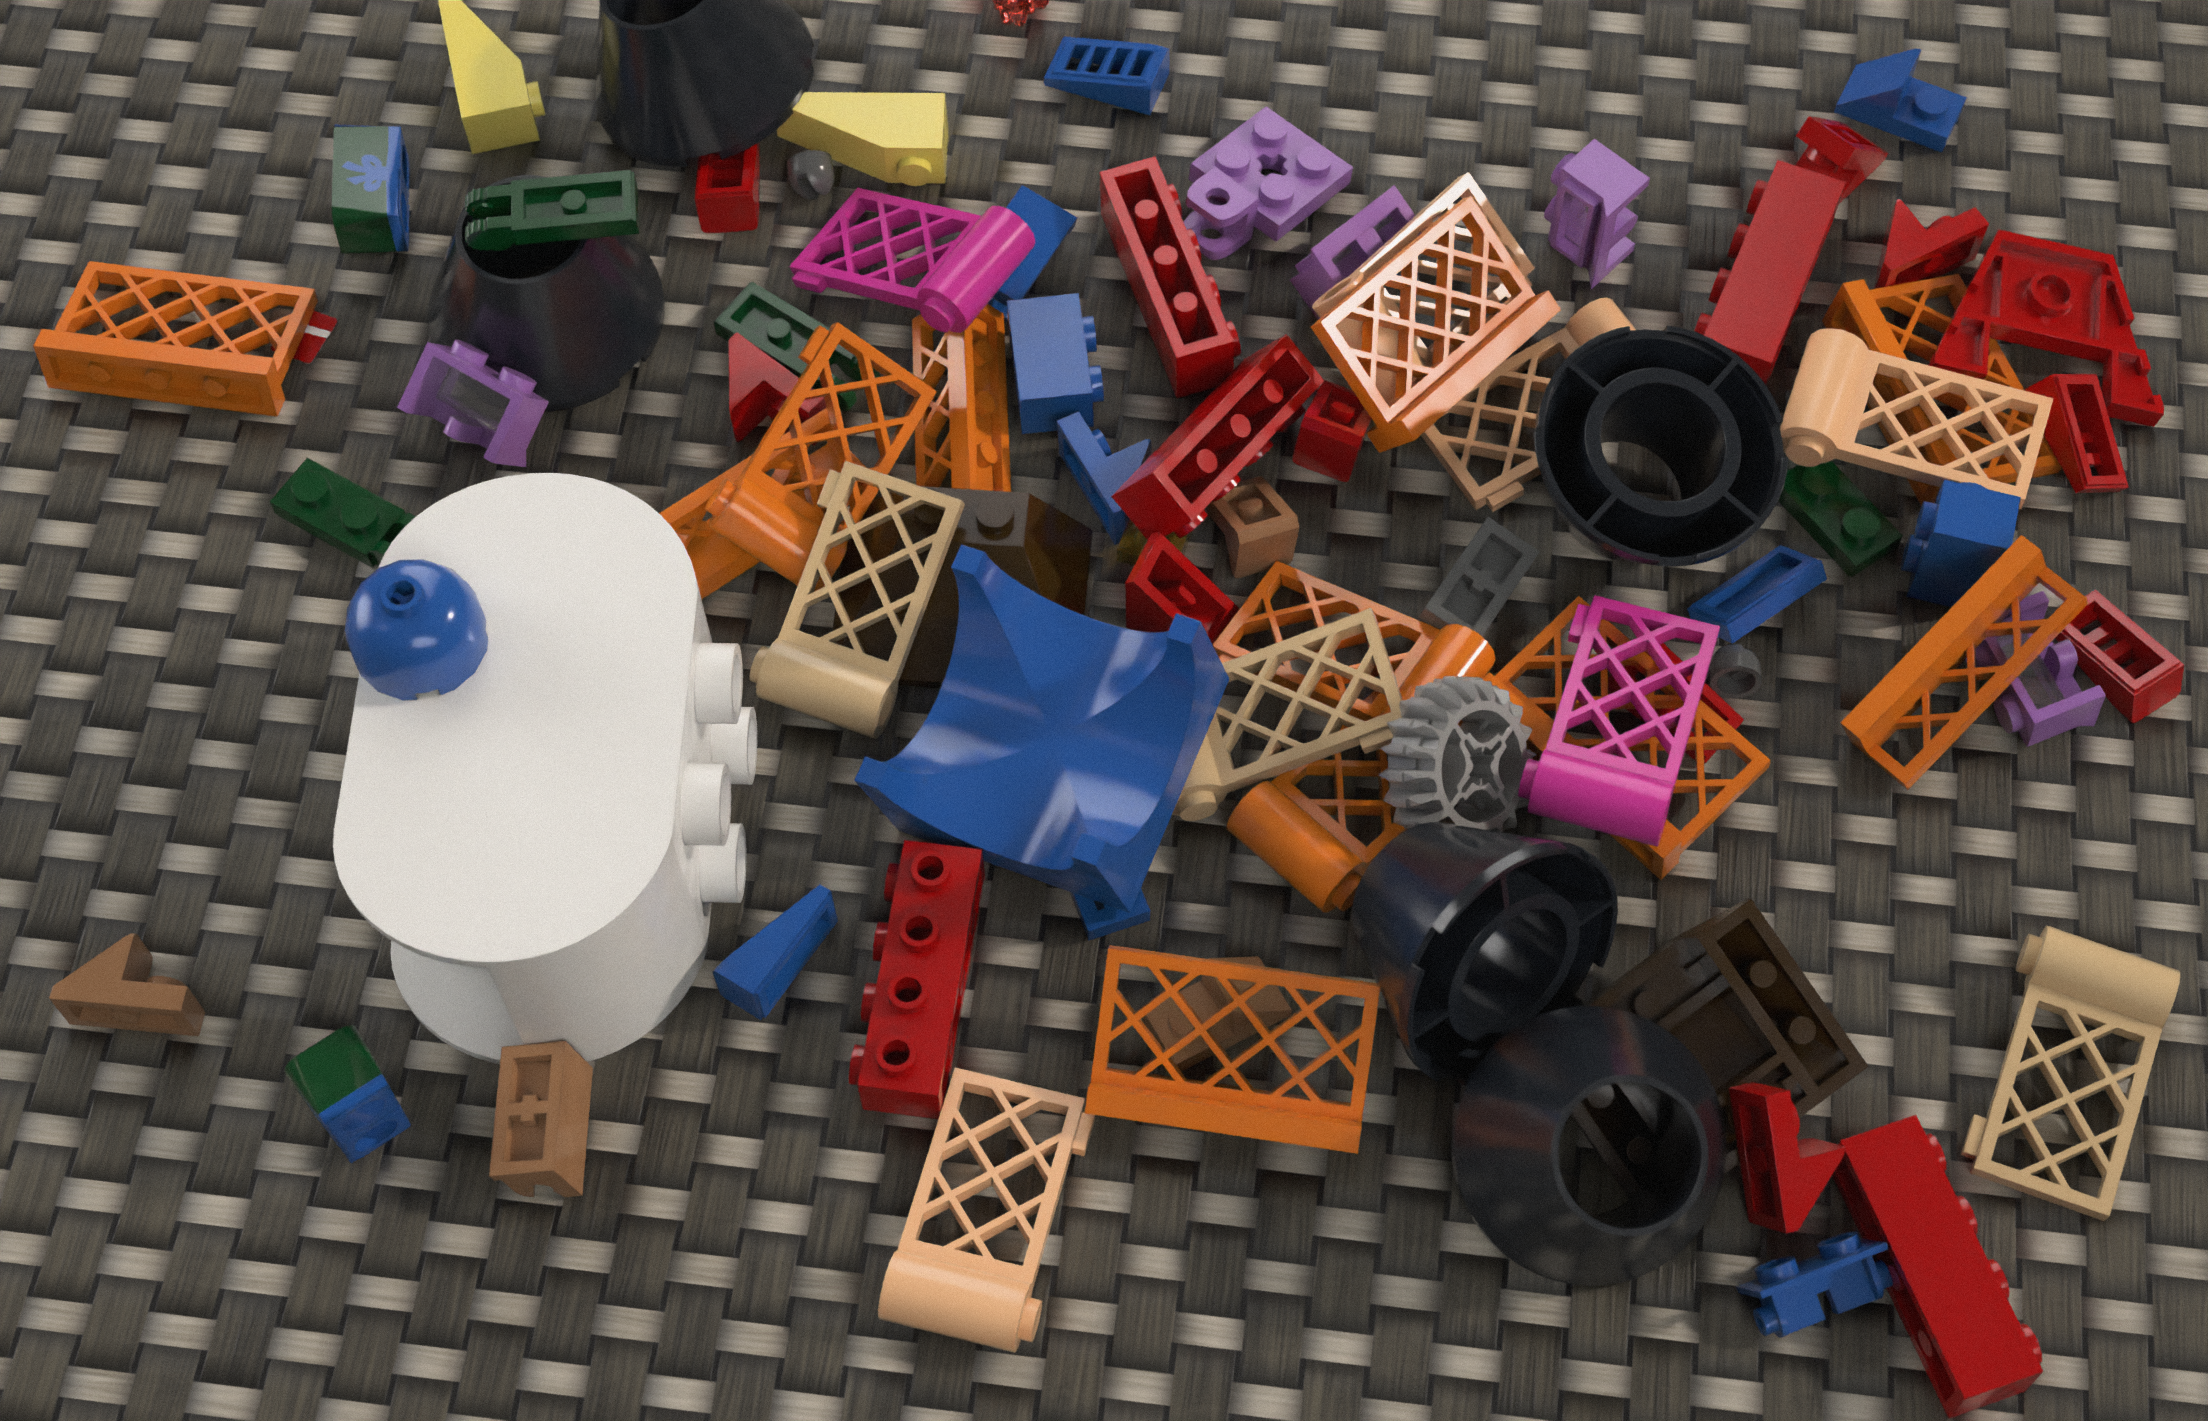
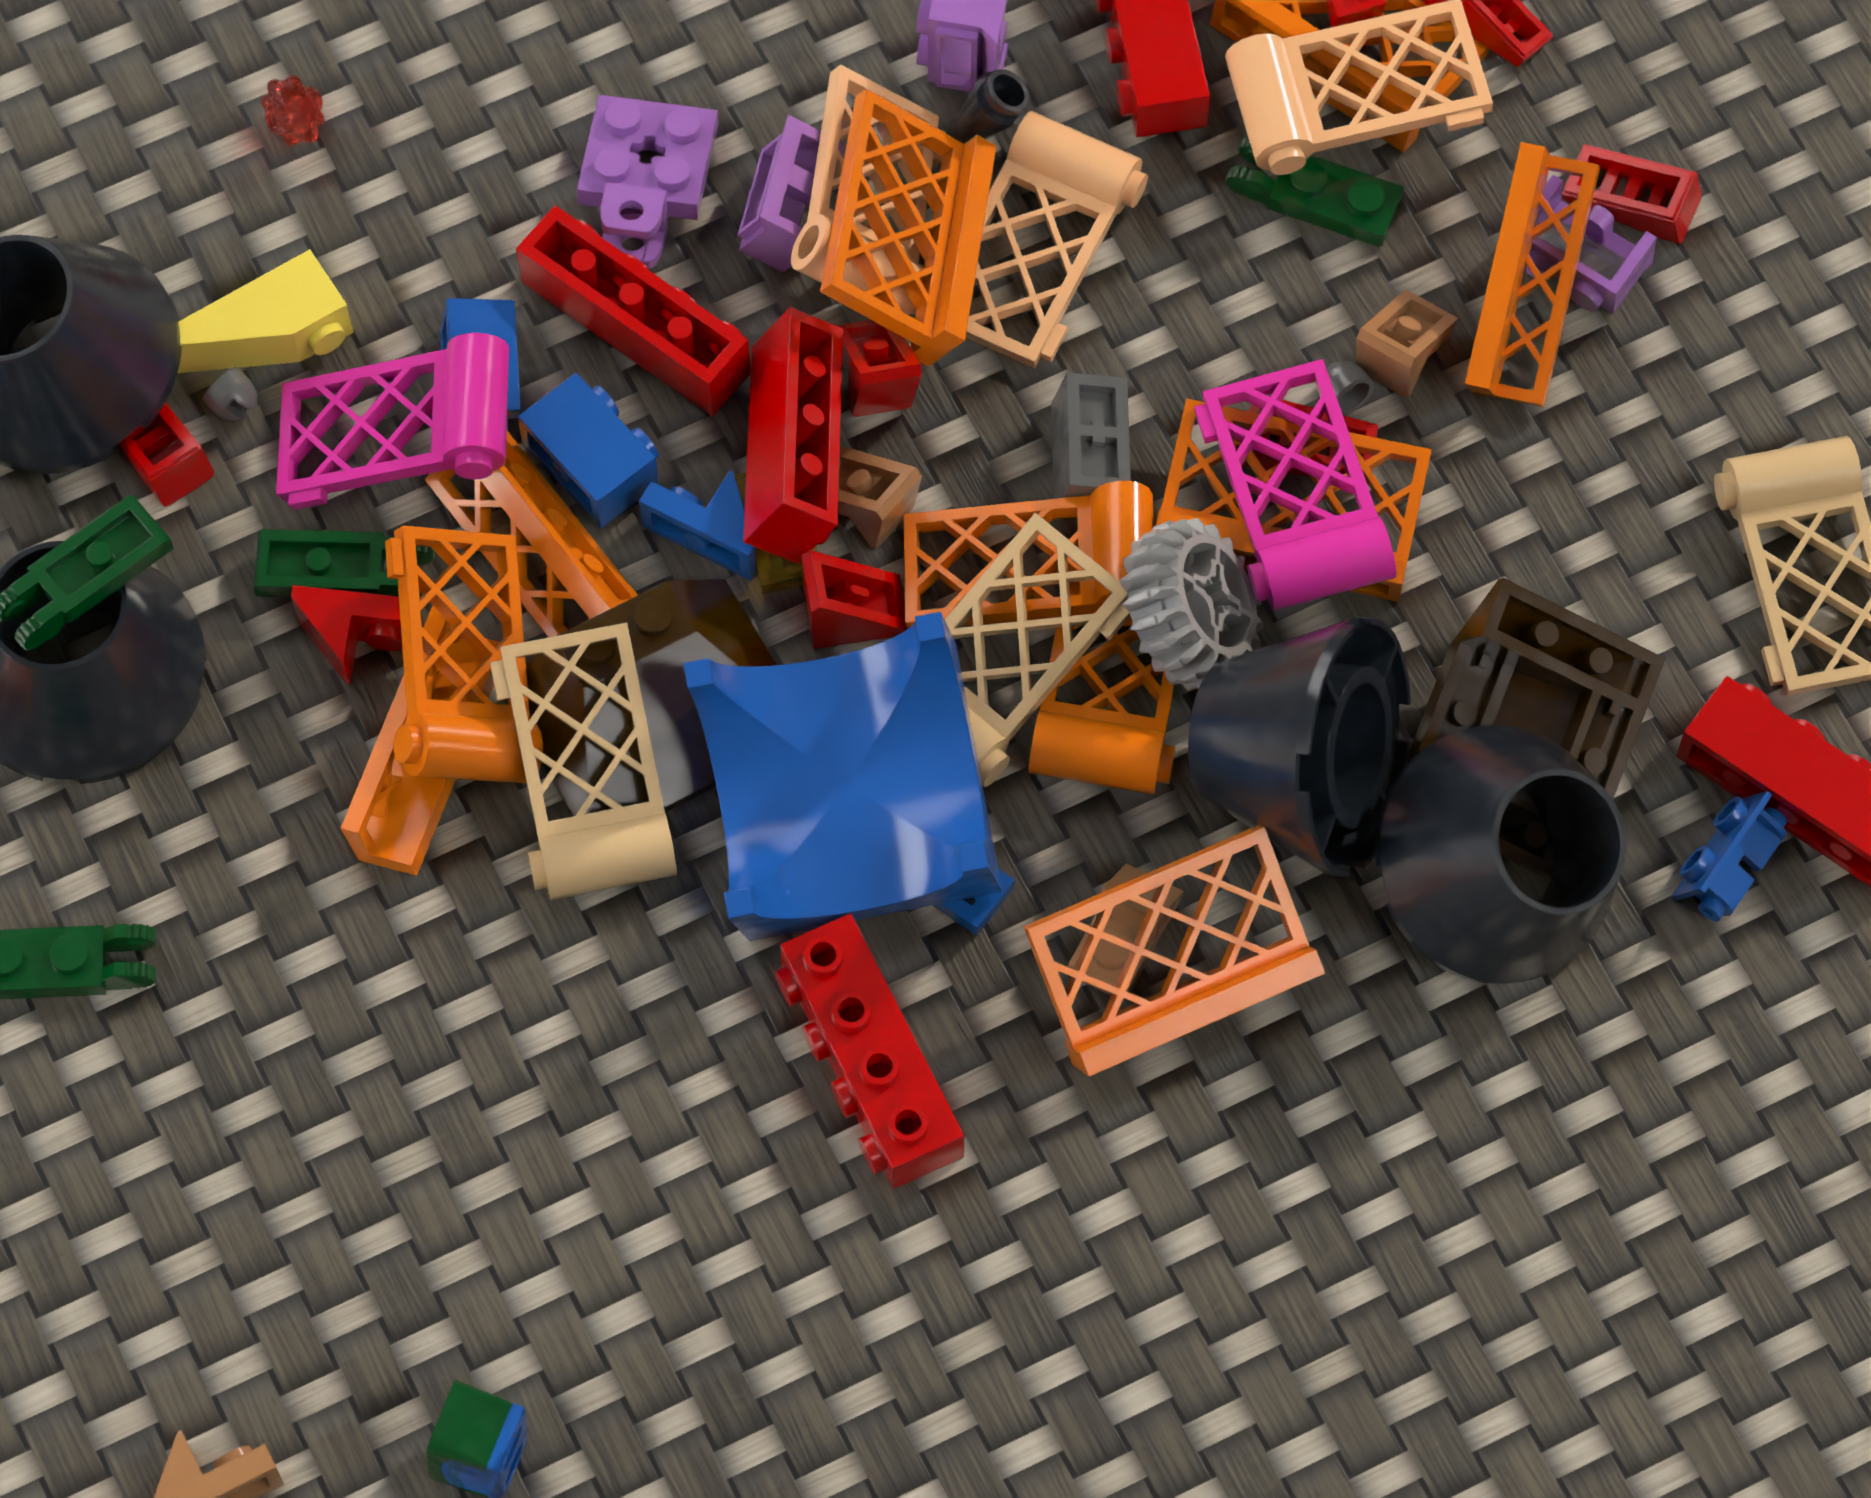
camera: 35 degrees left, 5 degrees up
(415, 629) = (306, 1014): blue cylinder -> none
(475, 400) = (101, 786): medium lavender window -> none
(541, 1118) = (643, 1361): medium nougat hinge -> none
(569, 804) = (455, 1065): white brick -> none
(771, 960) = (732, 1124): blue slope -> none
(968, 1292) = (1098, 1274): light nougat piece -> none
(1130, 92) = (440, 115): blue slope -> none
(1580, 275) = (992, 106): none -> black cone
(1689, 407) = (1212, 193): black cone -> none
(1758, 592) = (1321, 308): blue tile -> none
(1777, 1170) = (1648, 779): red slope -> none
(1808, 654) = (1401, 339): none -> medium nougat slope
(1957, 540) = (1463, 171): blue brick -> none

